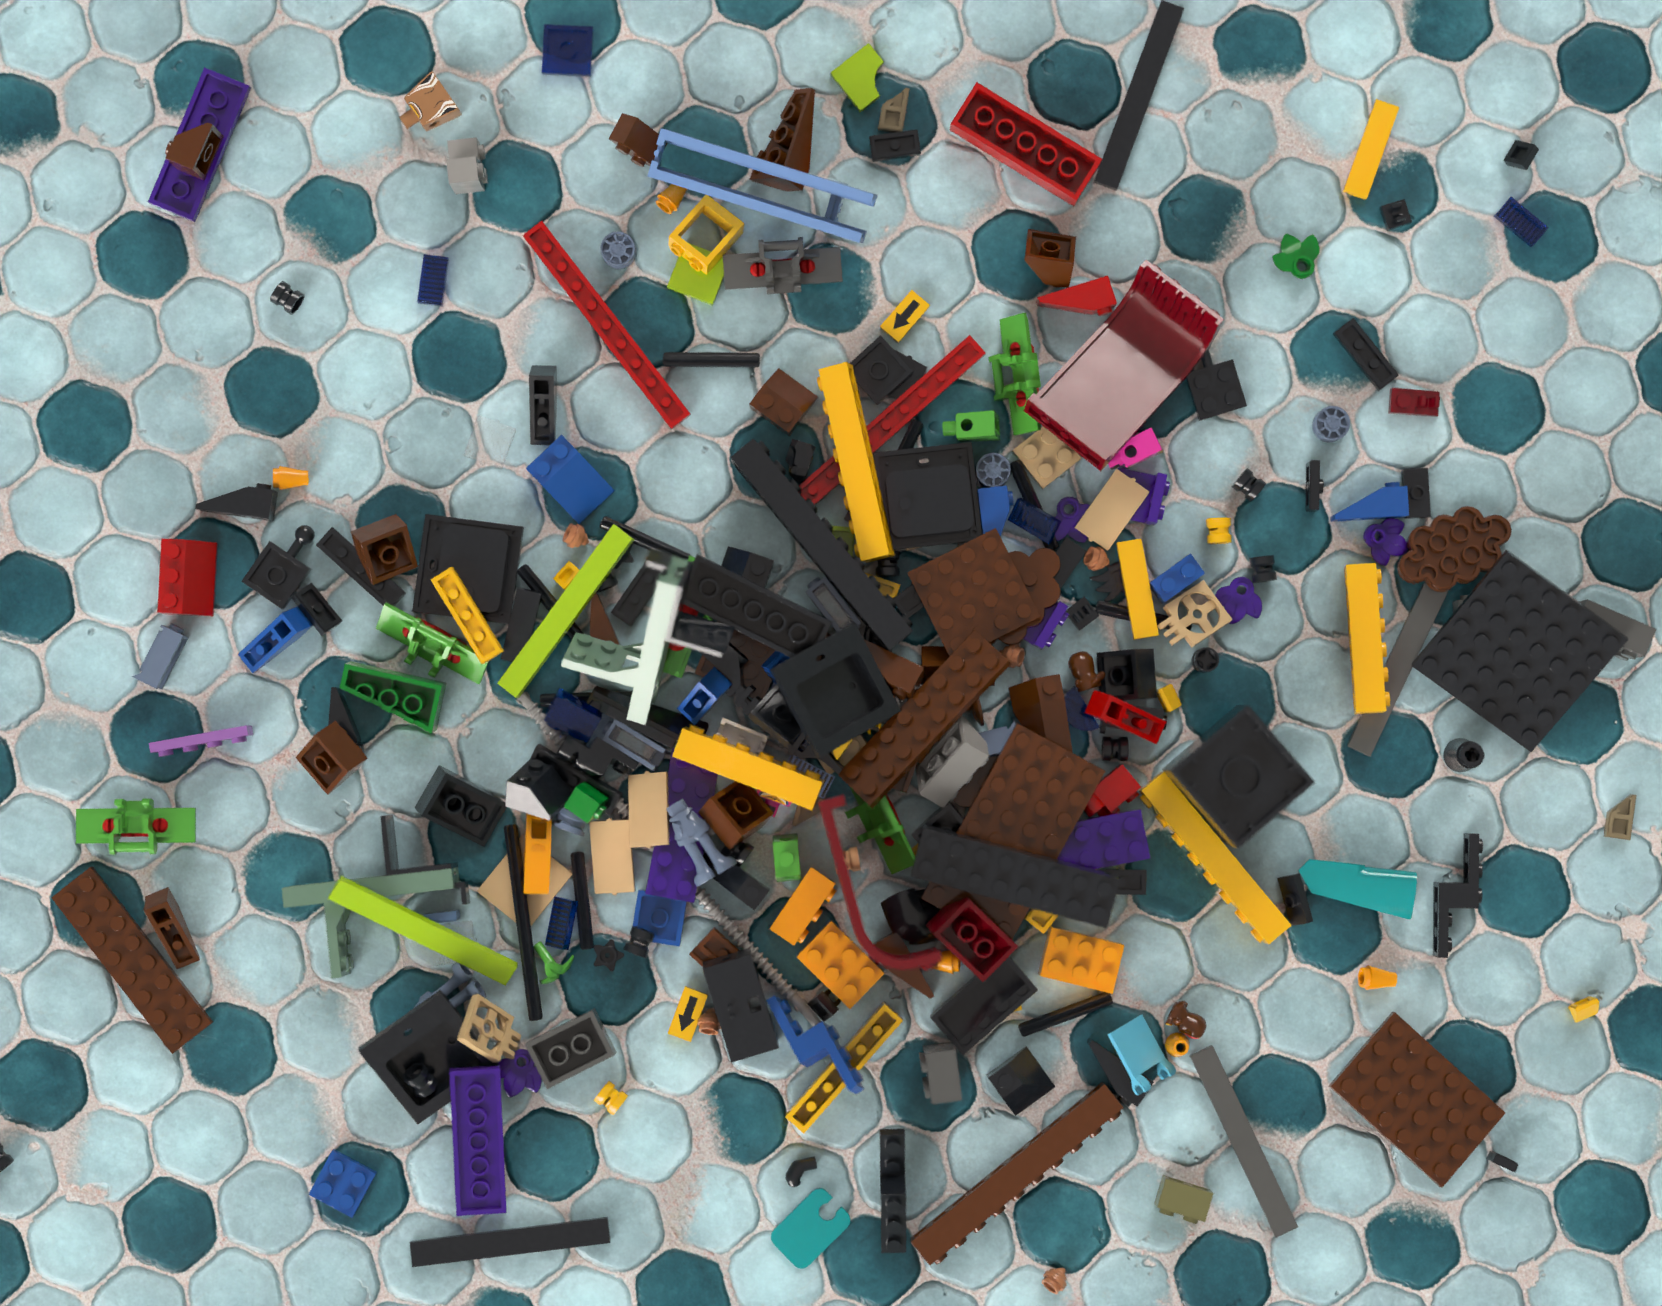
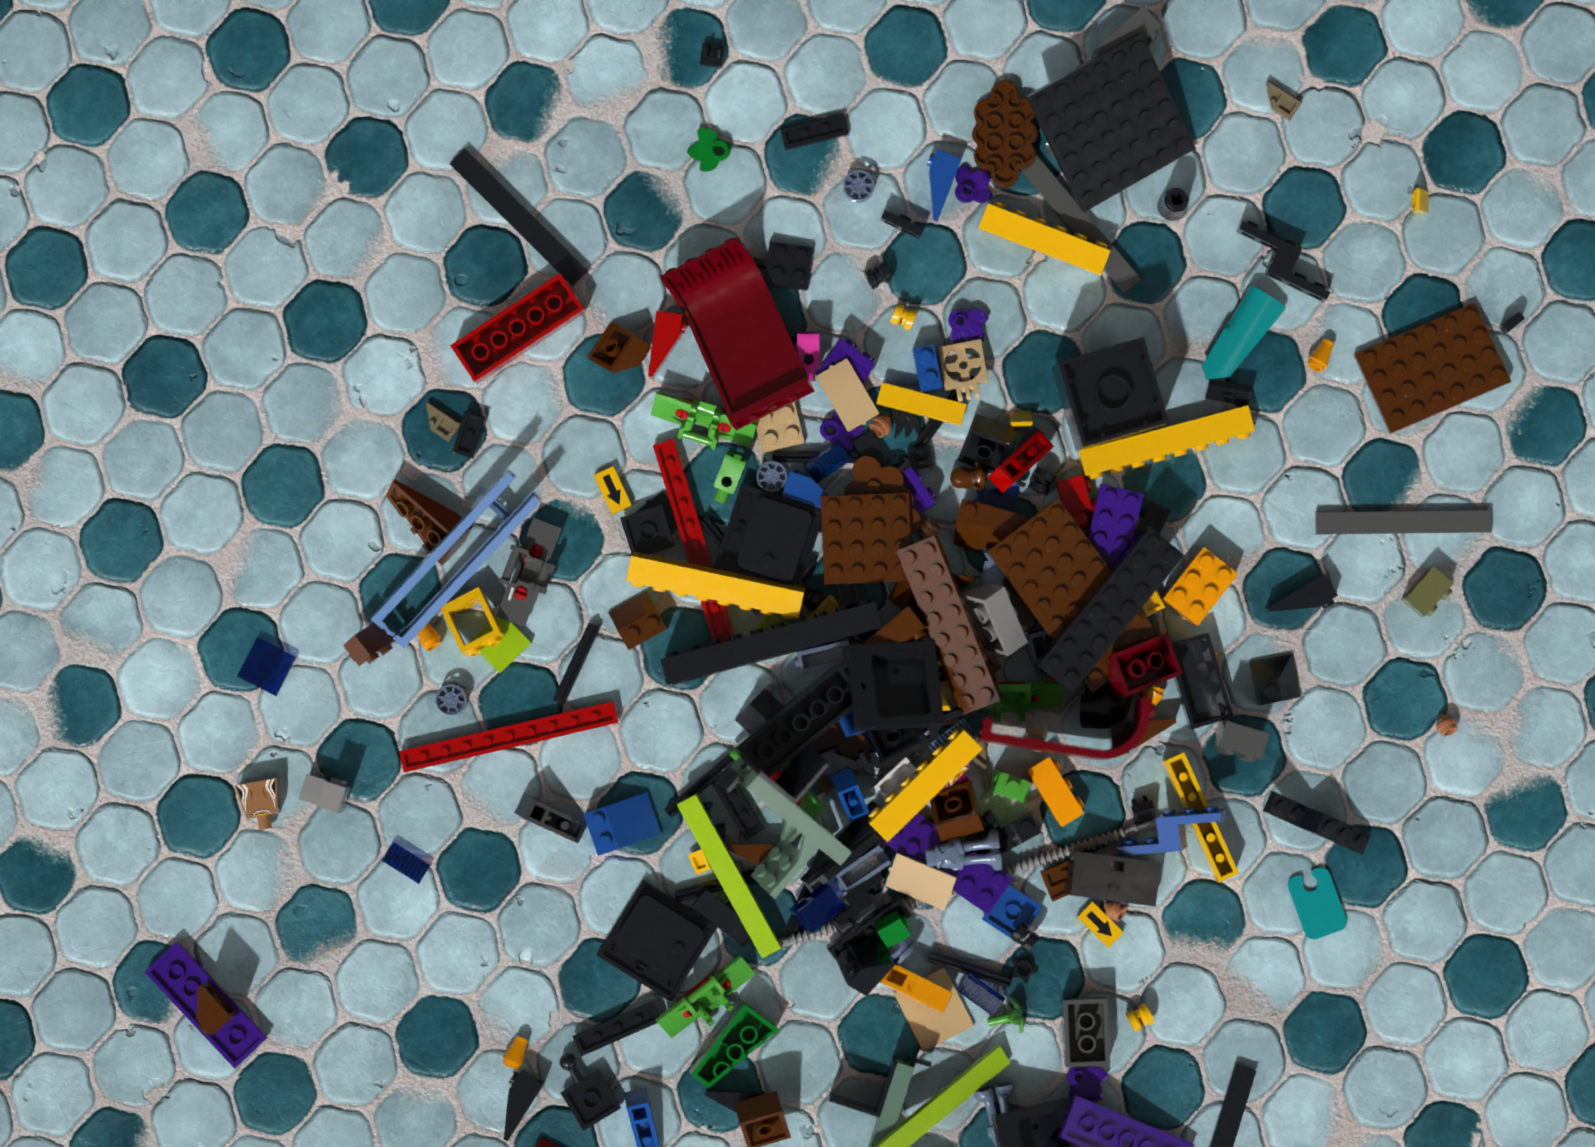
camera: 65 degrees left, 0 degrees up
(286, 297) = (366, 989): black wheel -> none
(316, 609) = (634, 1079): black plate -> none
(384, 548) = (610, 1000): reddish brown slope -> none
(444, 916) = (931, 1087): medium blue tile -> none
(460, 806) = (848, 1033): black slope -> none
(467, 615) = (696, 957): yellow tile -> none
(505, 1036) = (1051, 1081): tan piece -> none
(523, 923) = (966, 1025): black axle -> none
(575, 536) = (670, 840): nougat plate -> none
(611, 856) = (945, 928): tan piece -> none
(797, 1169) = (1265, 892): black arm -> none
(799, 459) = (691, 629): black rock -> none
(840, 964) = (1115, 782): light orange brick -> none
(858, 75) = (399, 439): lime tile -> none
(1016, 1173) = (1347, 717): reddish brown brick -> none
(1065, 1014) = (1237, 619): black axle -> none
(1139, 1053) = (1295, 573): medium azure flag -> none
(1171, 1042) = (1297, 540): light orange cone -> none
(1187, 1022) = (1288, 524): reddish brown animal -> none
(1205, 660) = (1001, 373): black wheel -> none
(1266, 574) = (956, 295): black wheel -> none
(1370, 149) = (649, 50): yellow tile -> none
(1414, 402) = (871, 111): dark red plate -> none
(1418, 492) = (945, 141): black plate -> none

